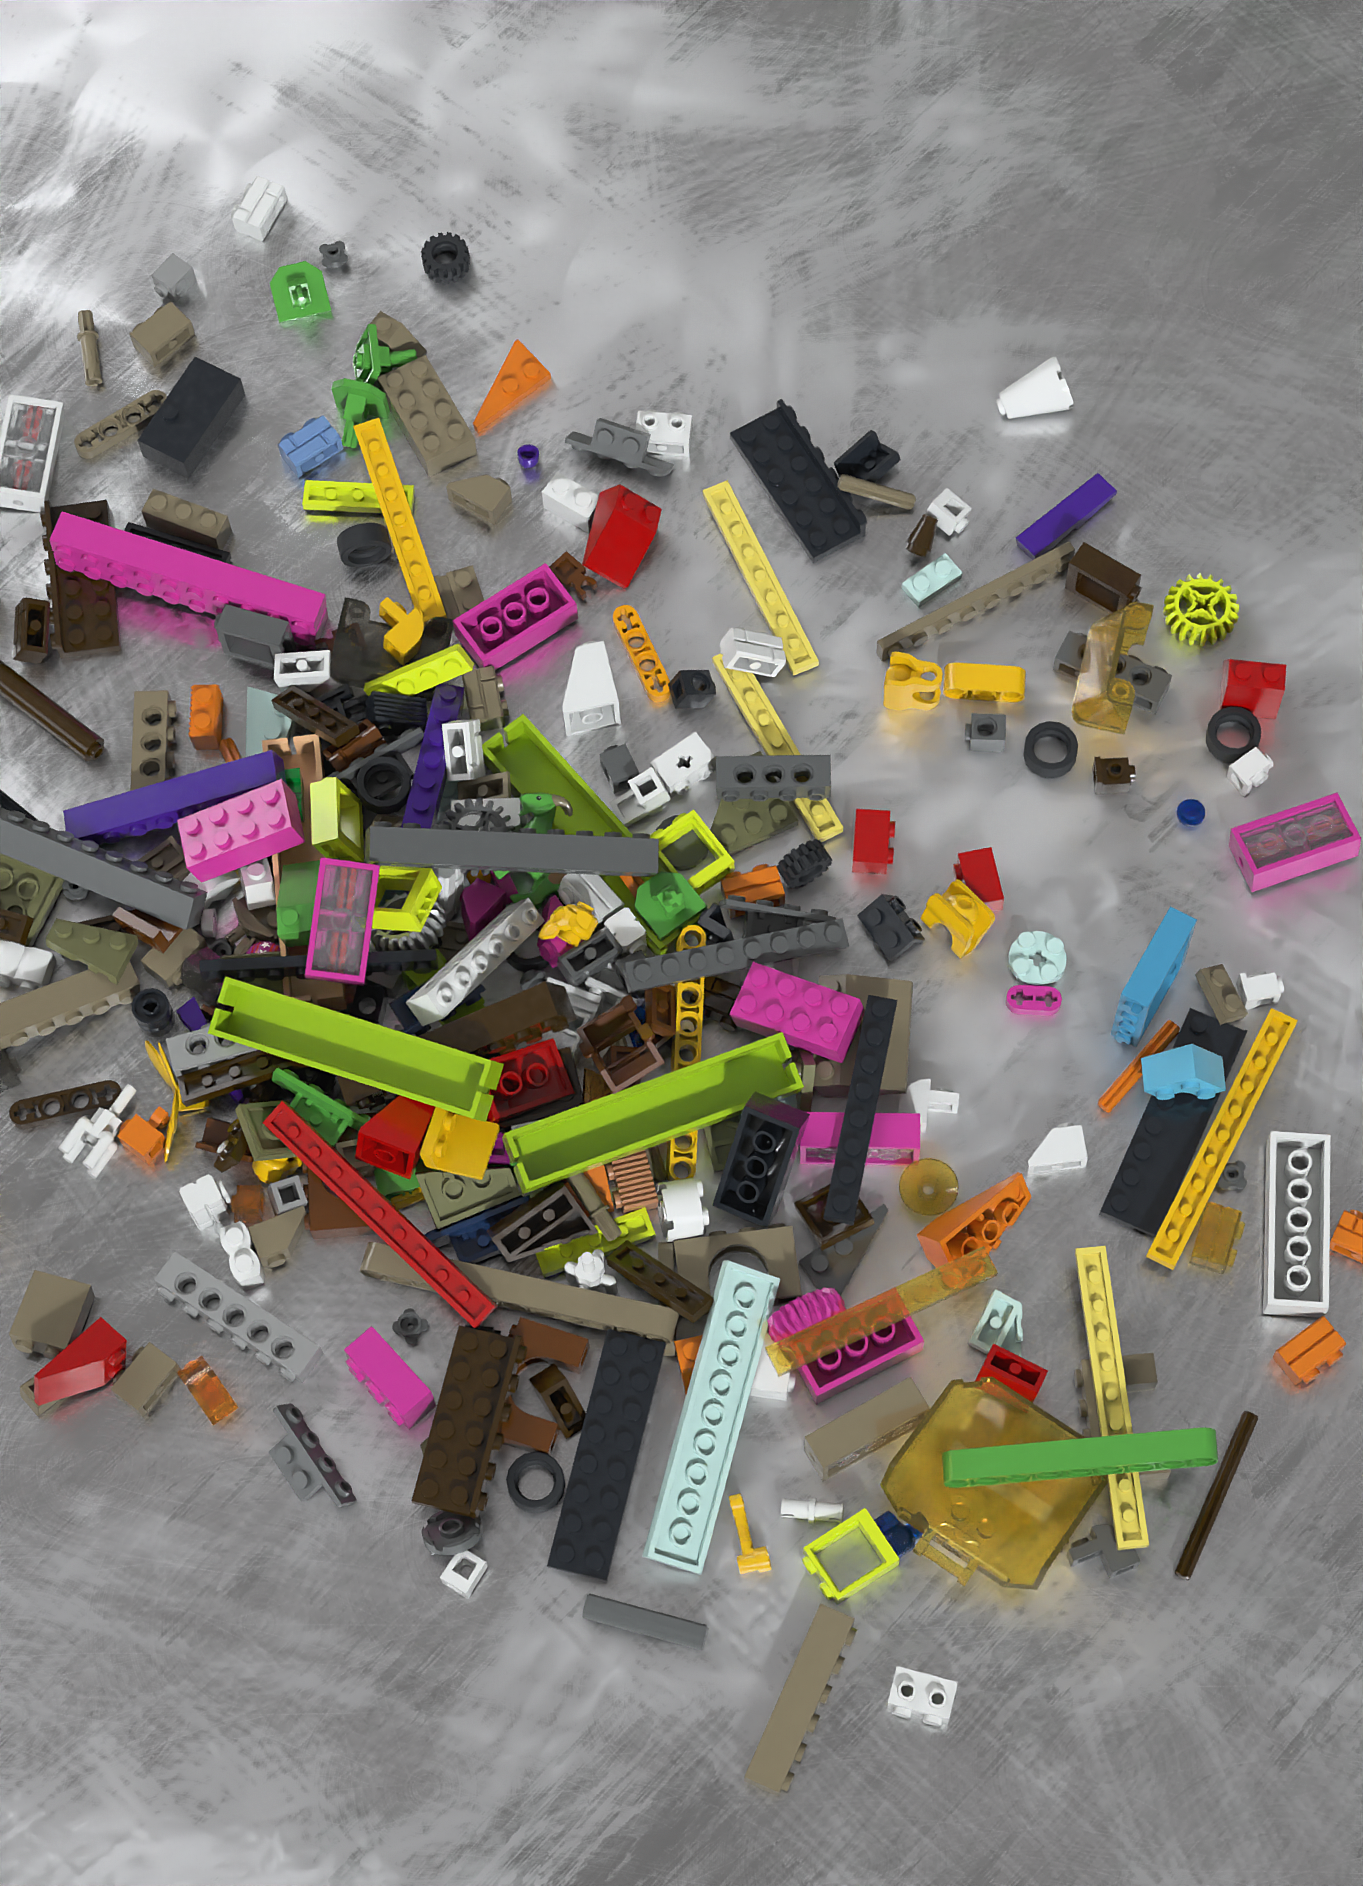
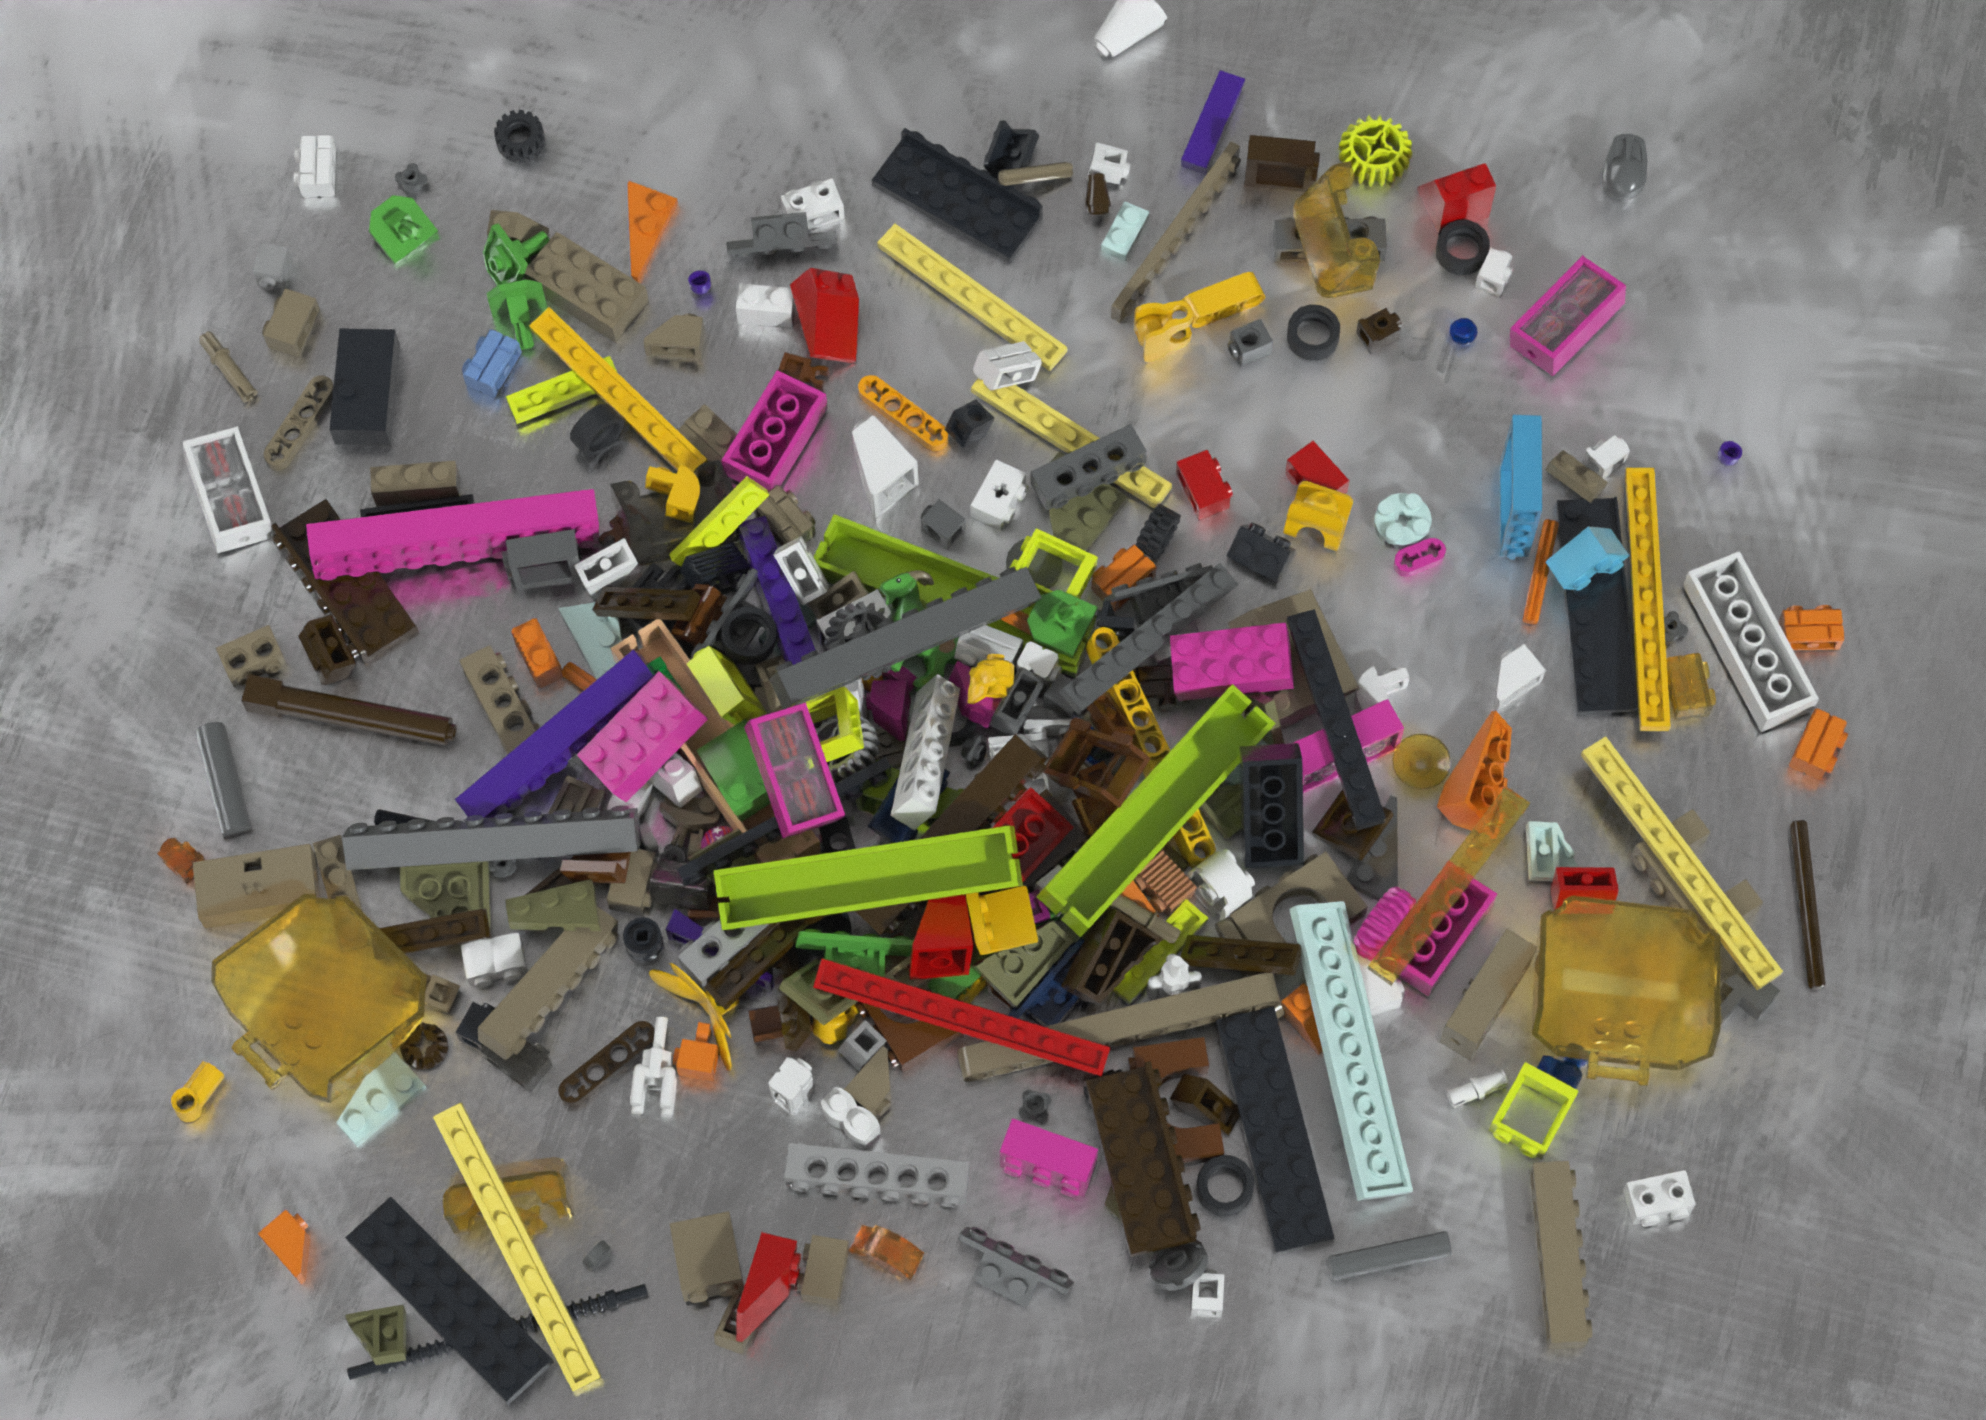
camera: 30 degrees left, 0 degrees up
(248, 1204) = (829, 1070): clear orange brick -> none
(645, 798) = (982, 540): white brick -> none
(752, 1558) = (1448, 1155): yellow brick -> none
(1080, 1457) = (1686, 926): bright green beam -> none

